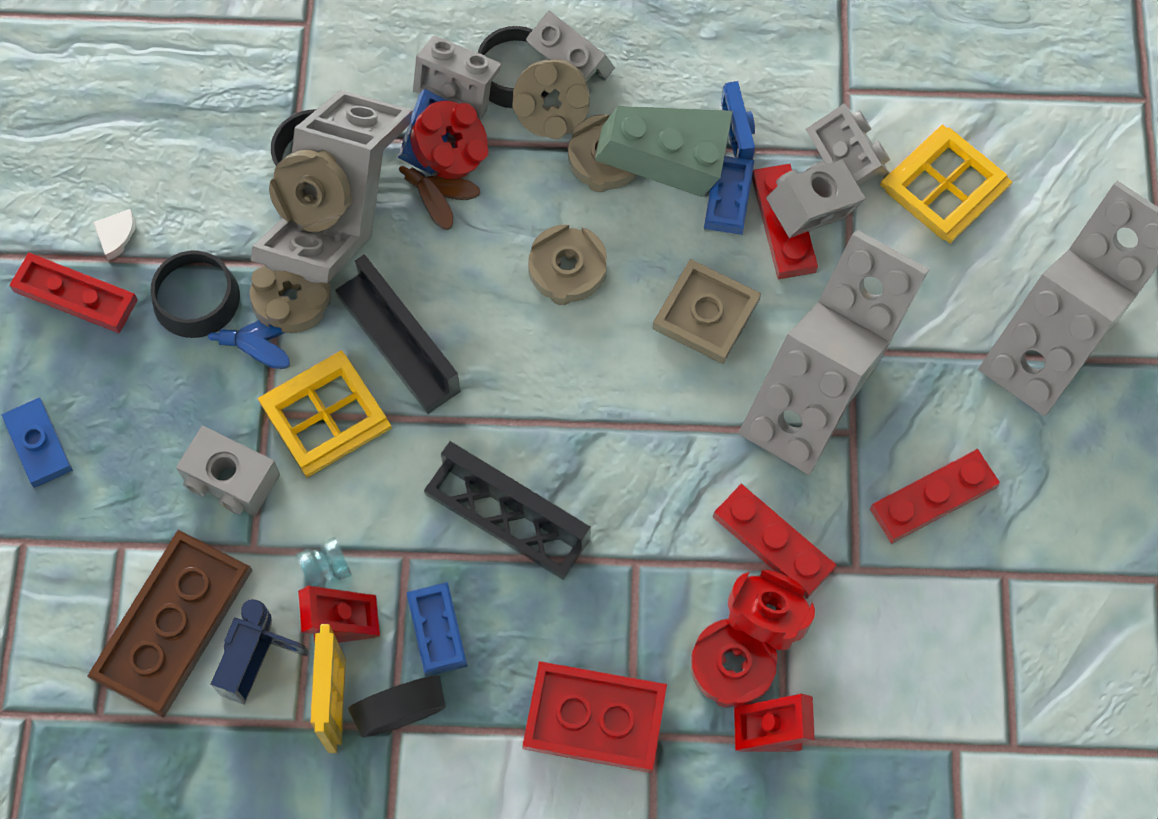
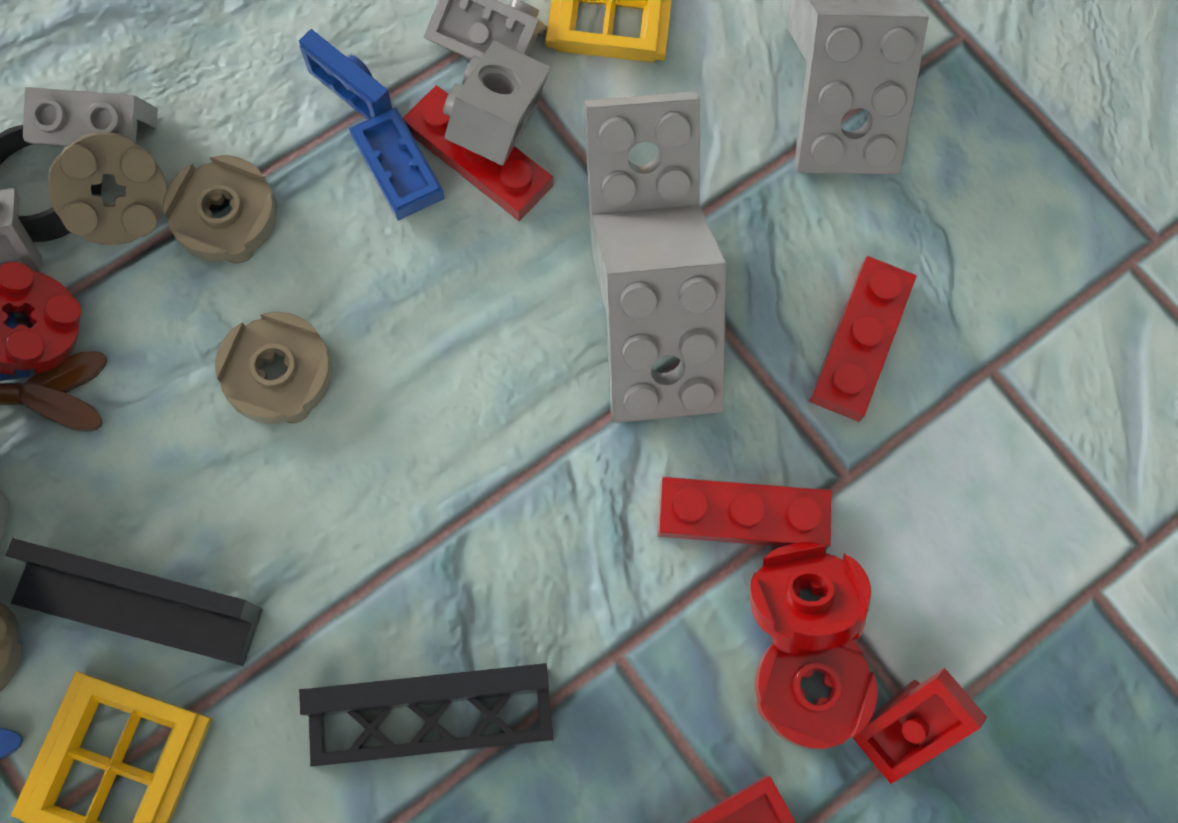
camera: 45 degrees left, 5 degrees up
(667, 145) = (285, 153): sand green wedge -> none
(706, 311) = (474, 311): dark tan plate -> none

